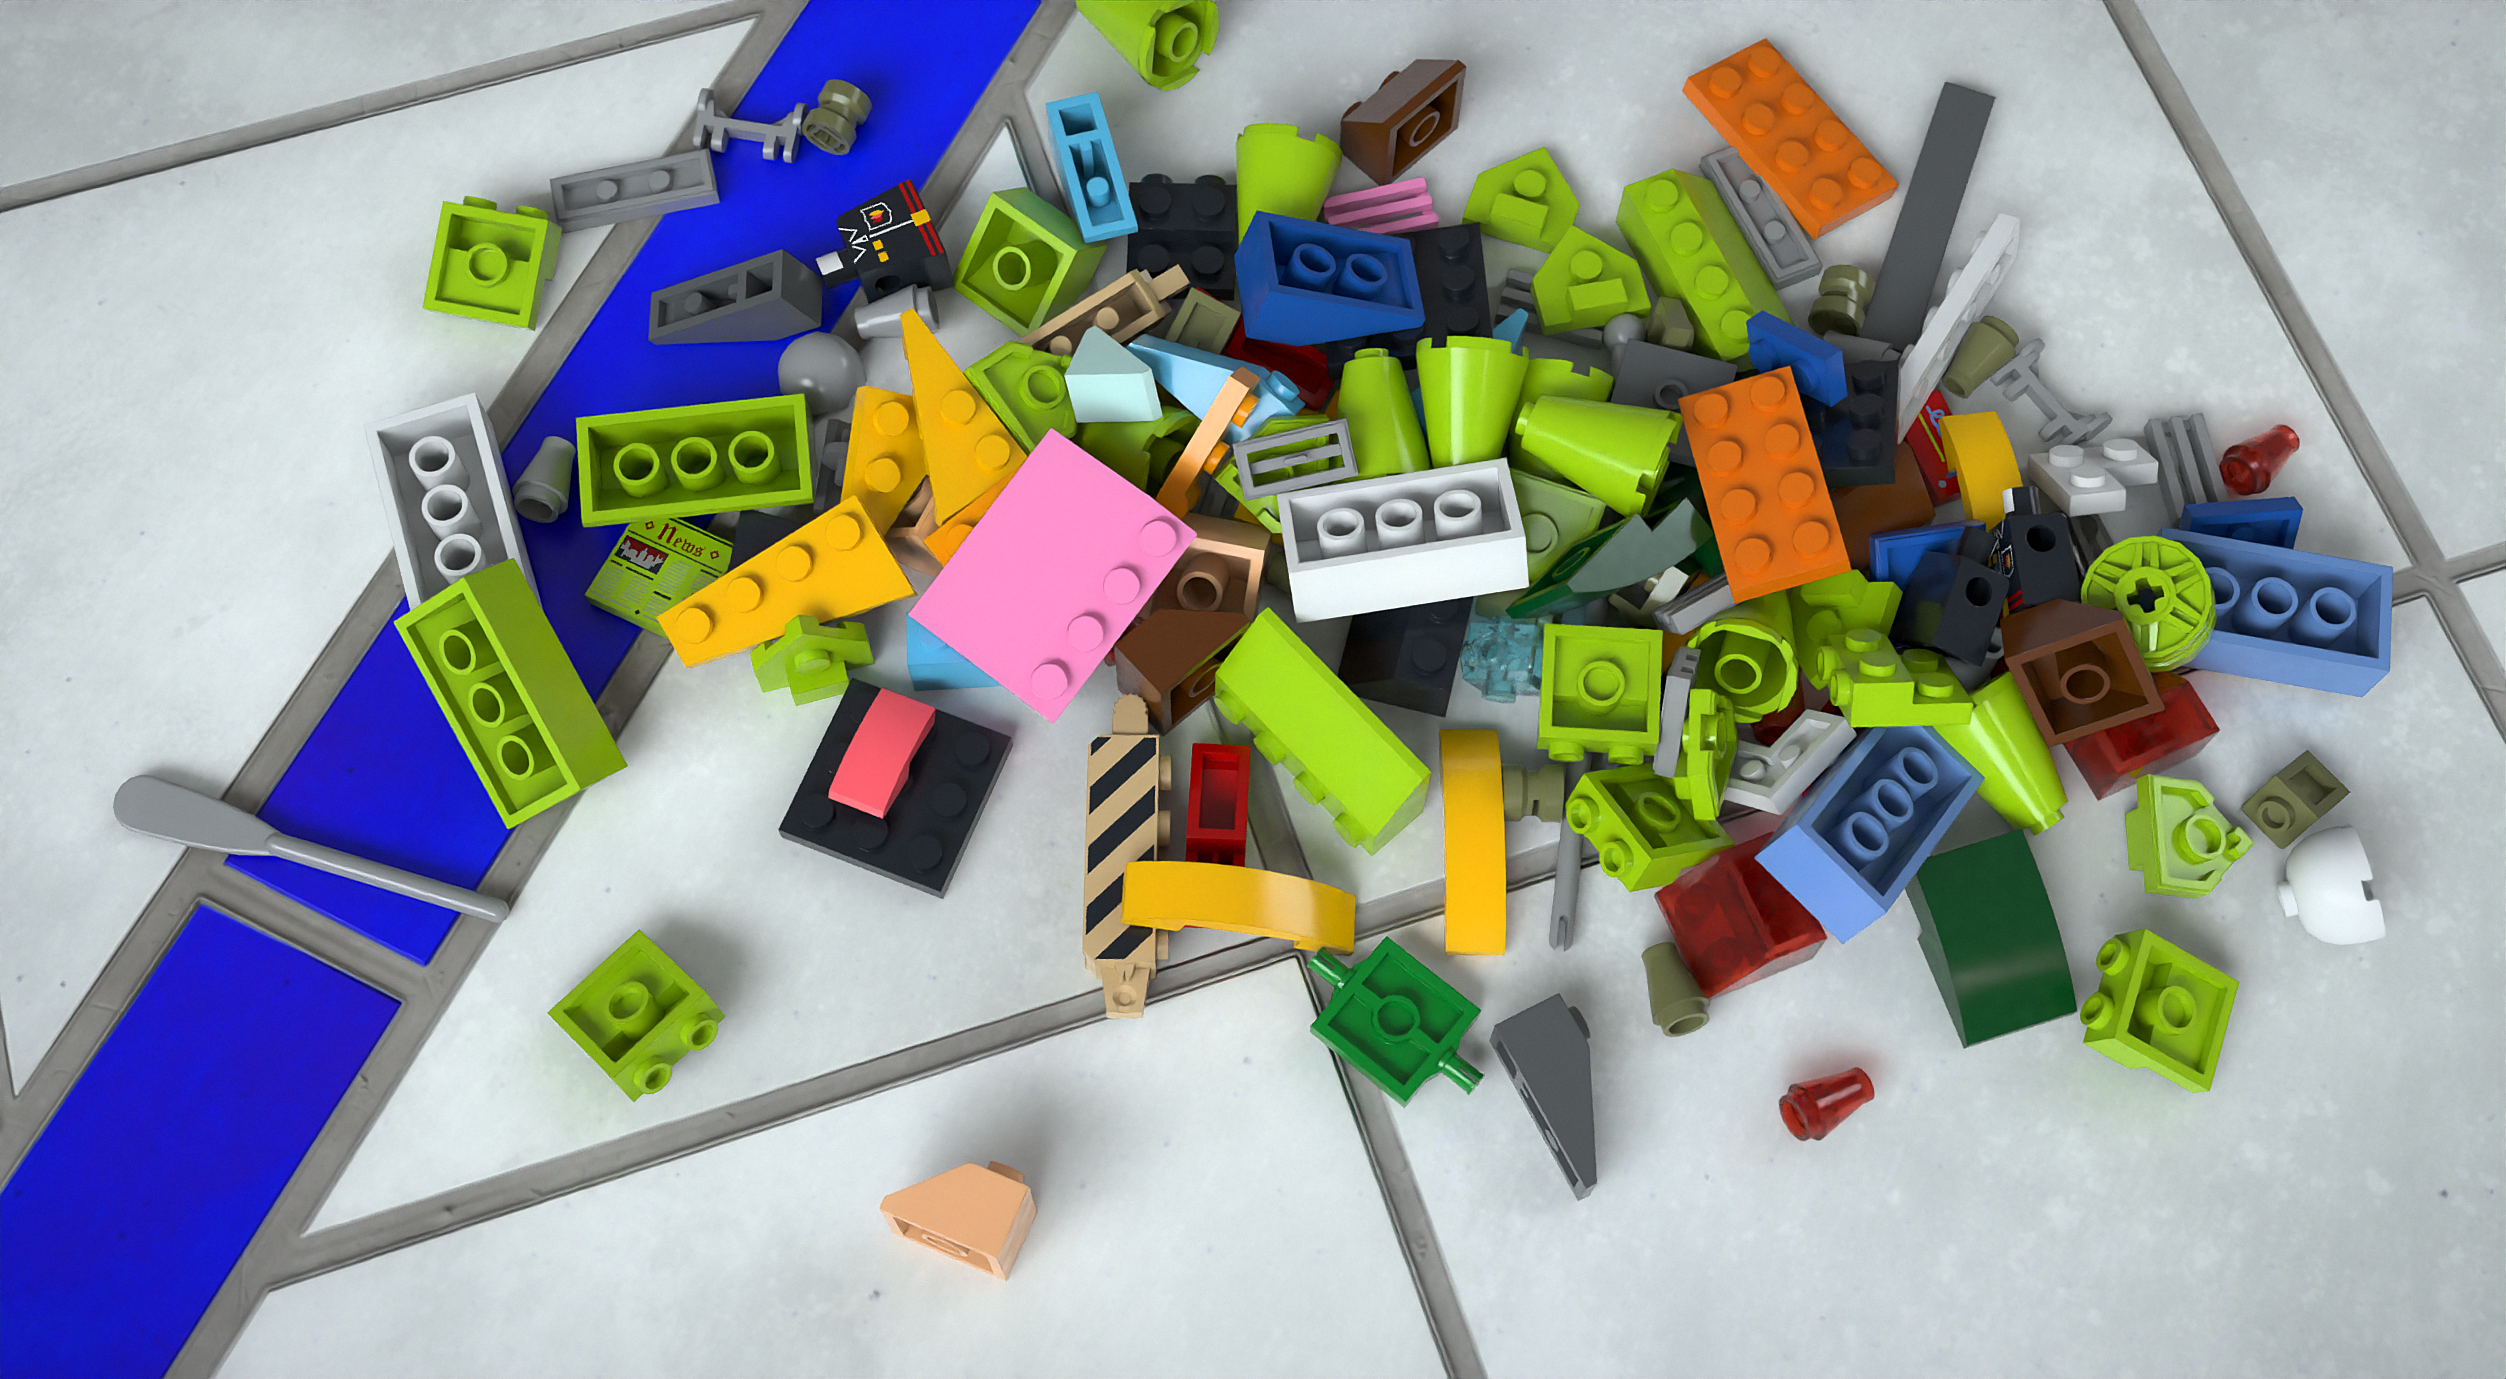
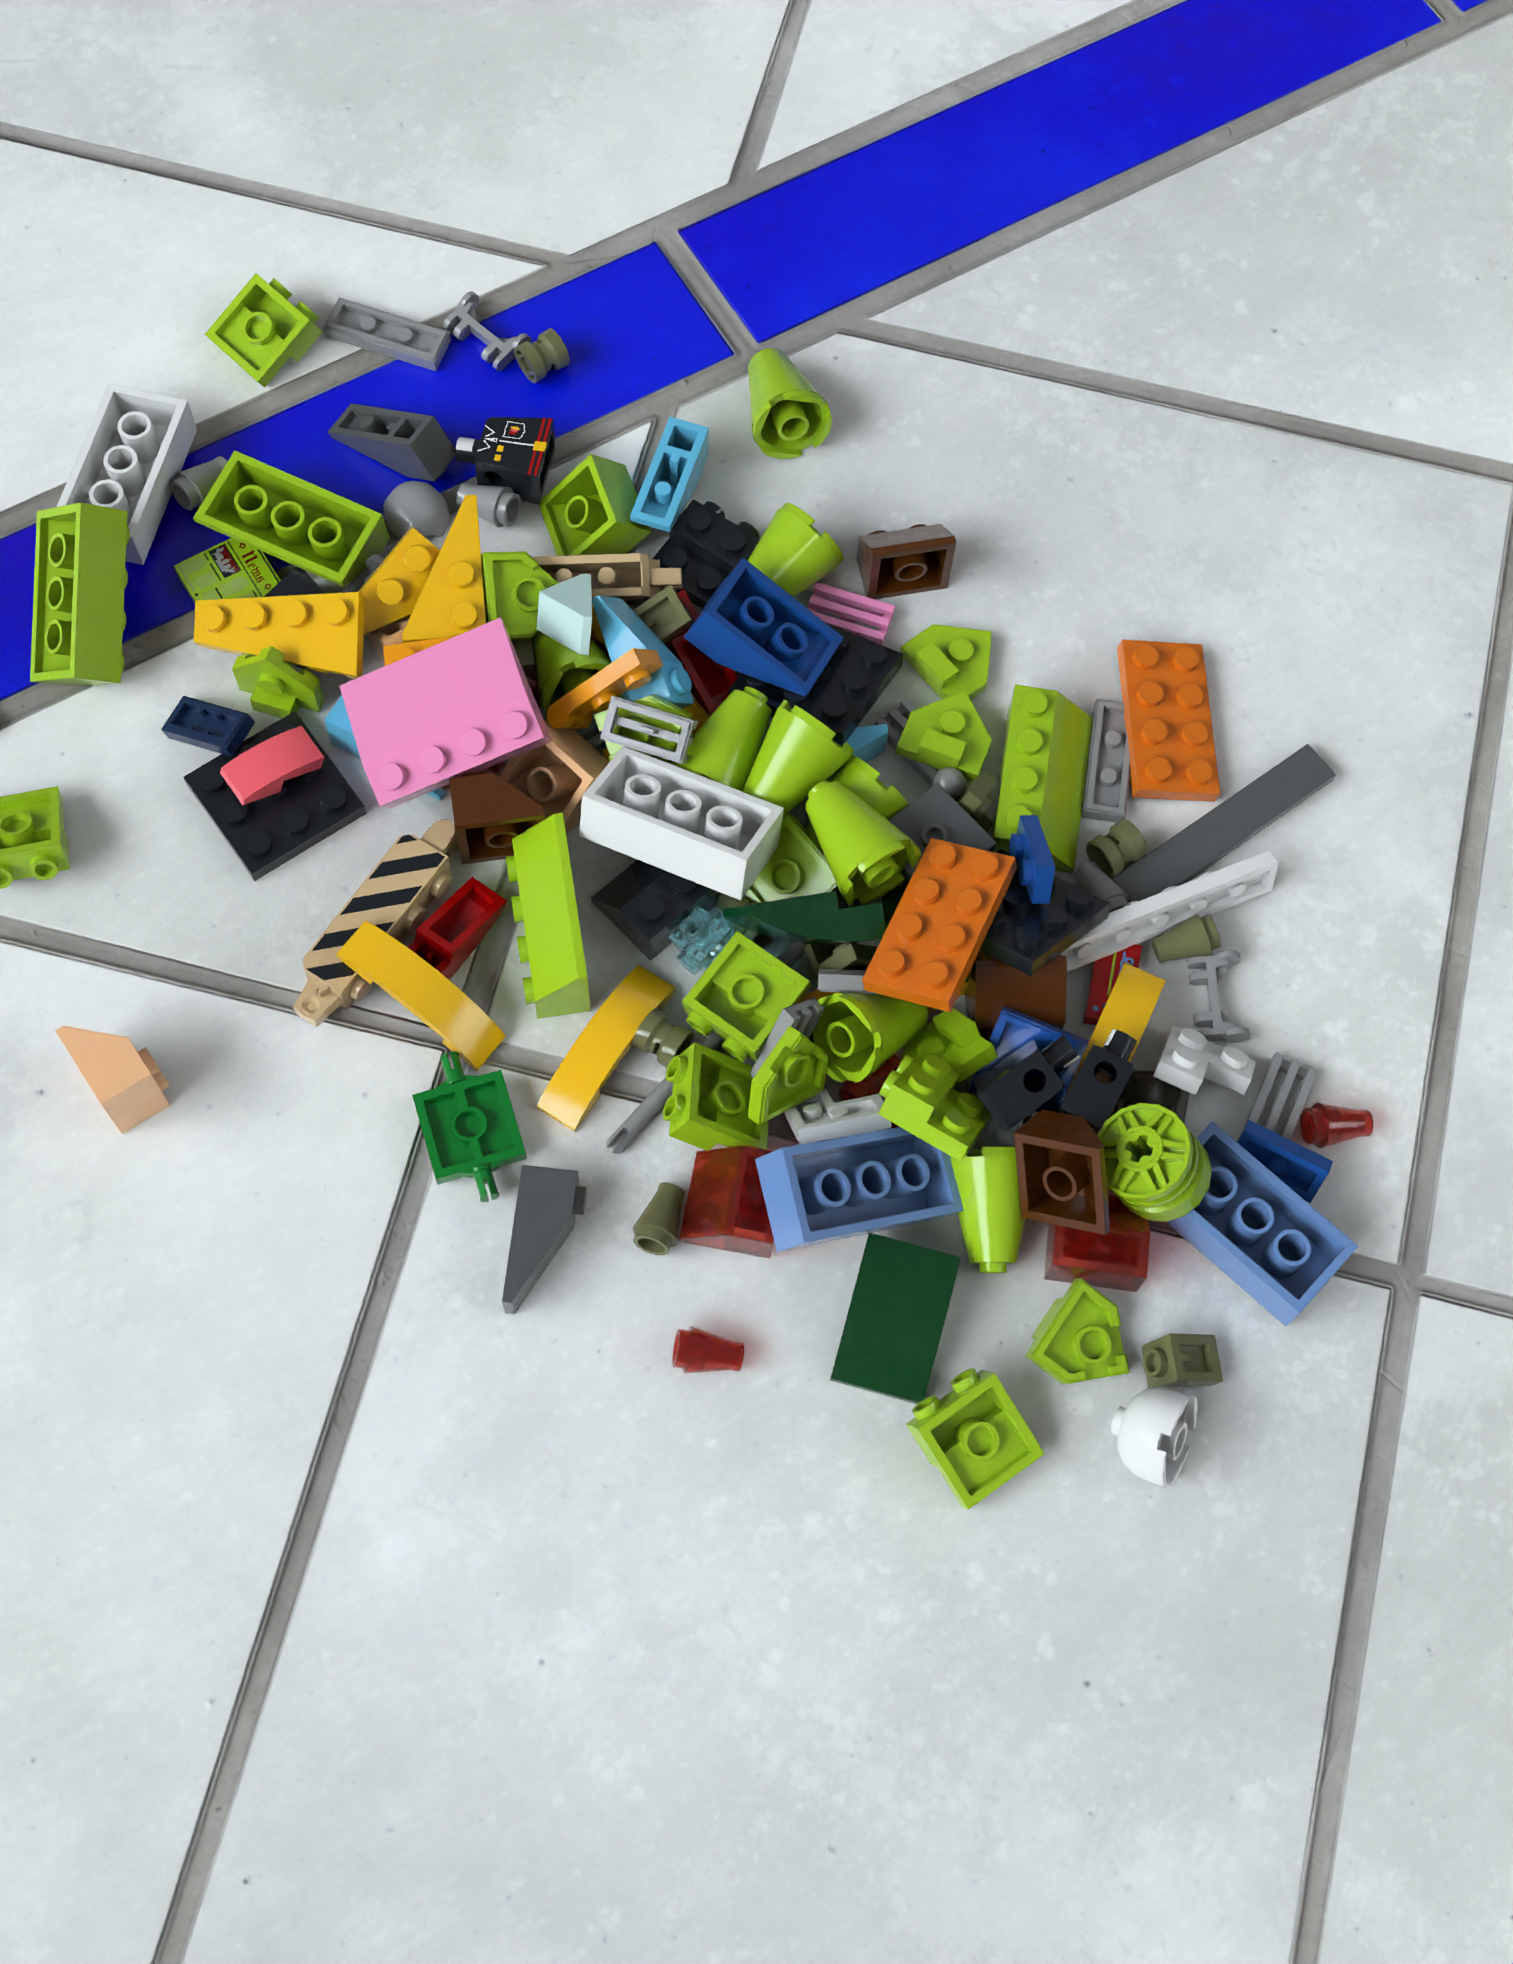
camera: 30 degrees right, 0 degrees up
(765, 754) = (208, 726): none -> dark blue plate

